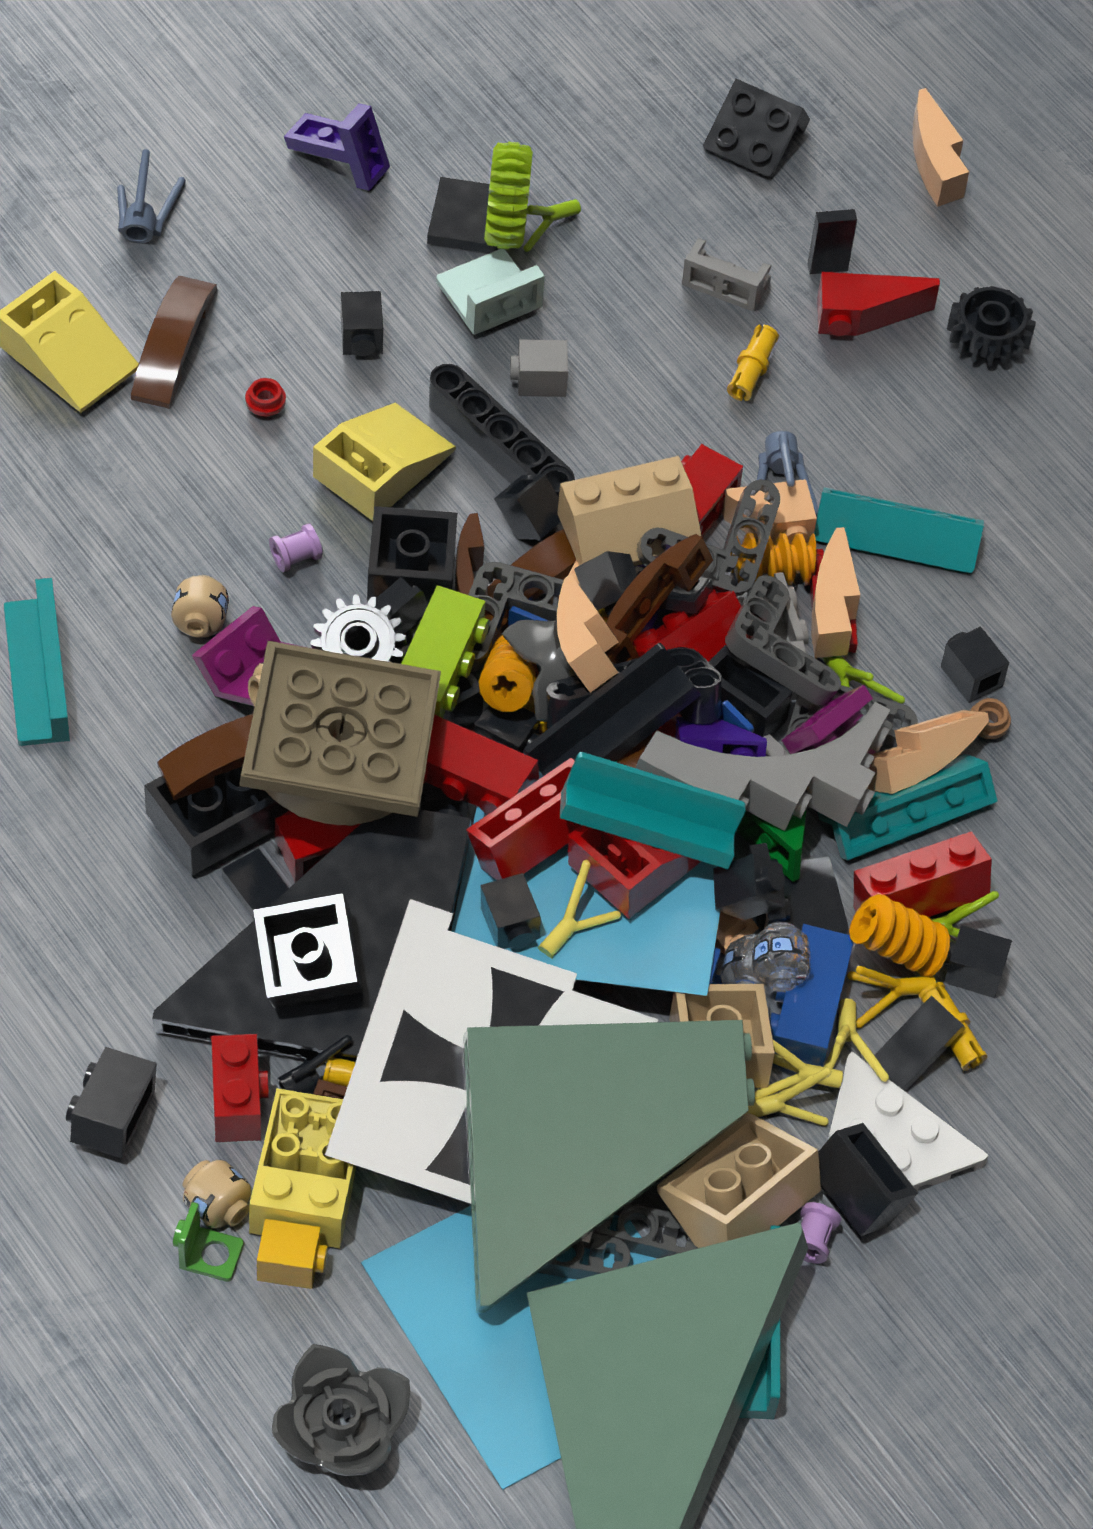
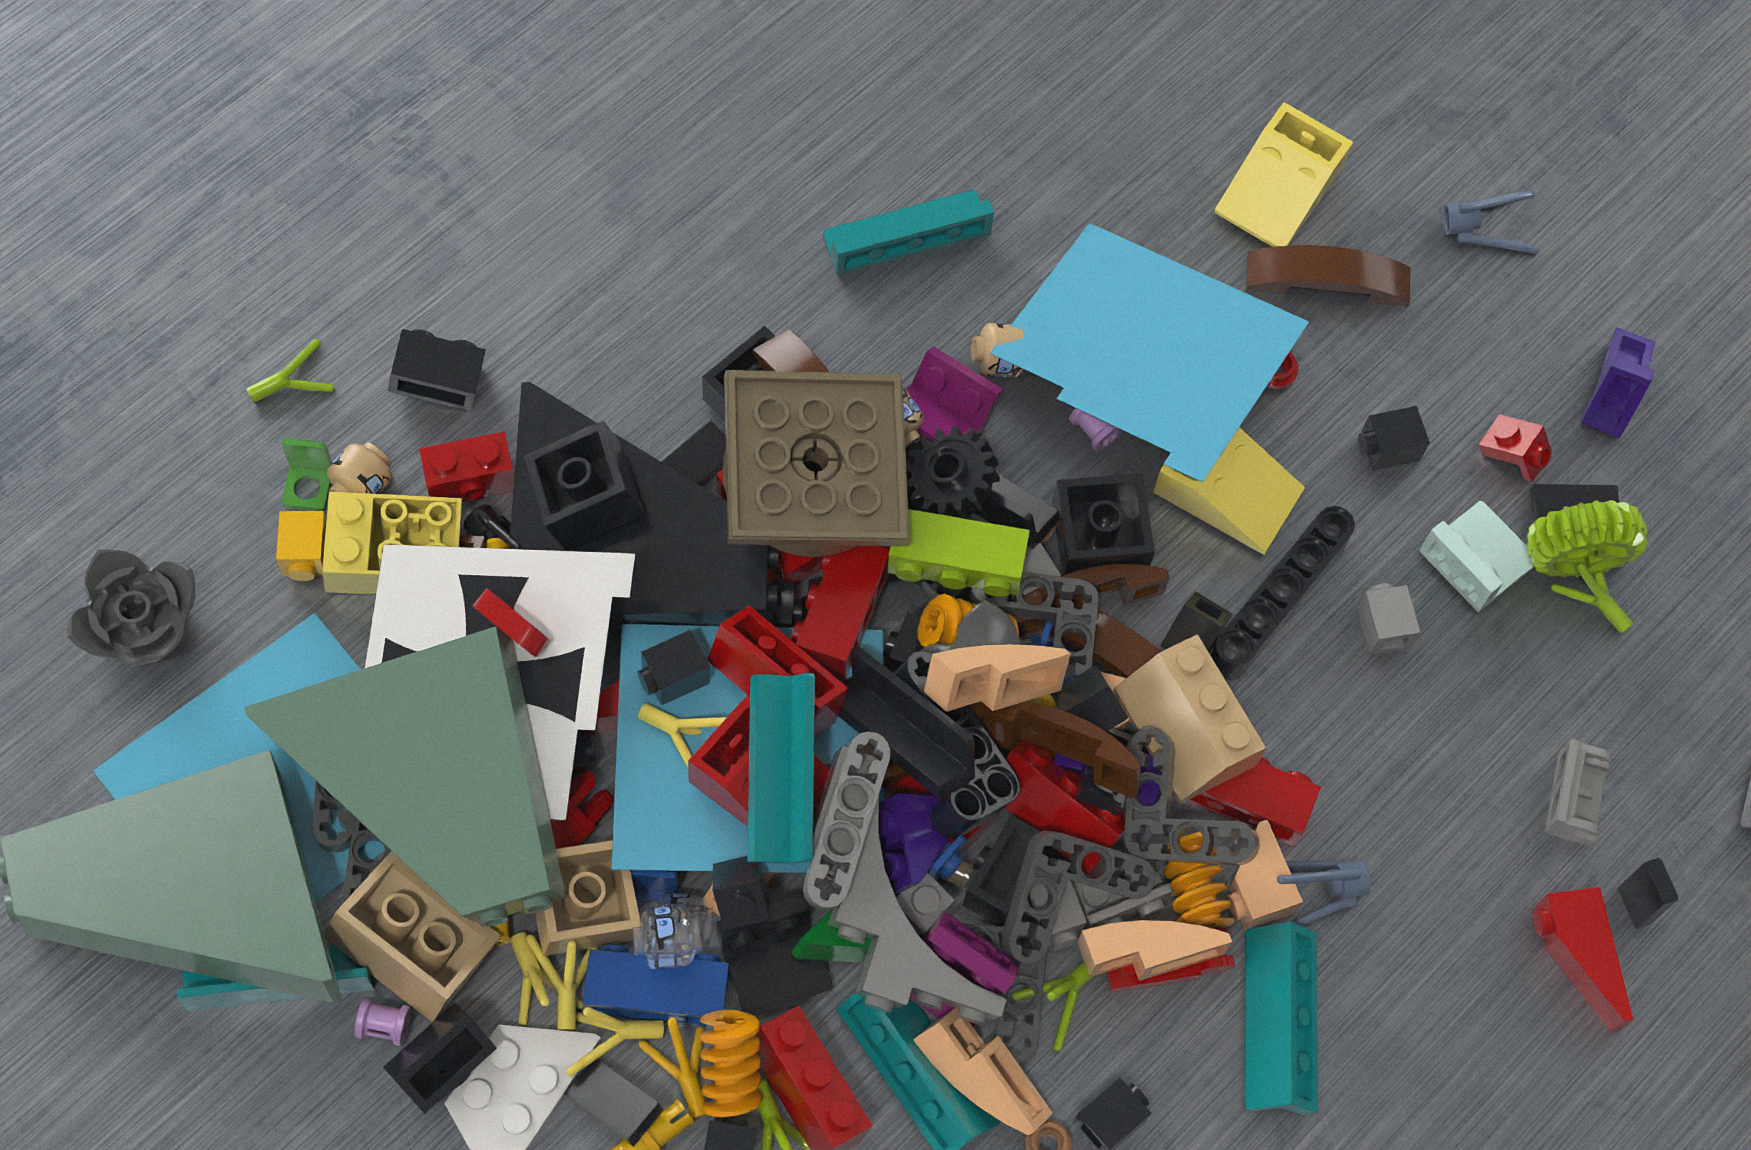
camera: 80 degrees right, 10 degrees up
(83, 1257) = (281, 379): none -> lime plant
(230, 480) = (1152, 346): none -> medium azure sticker
(385, 236) = (1518, 444): none -> red bracket
(454, 1024) = (511, 622): none -> red beam
(715, 763) = (852, 822): none -> light grey beam
(752, 362) = (1463, 835): yellow pin -> none
(991, 324) = (1579, 1109): black gear -> none

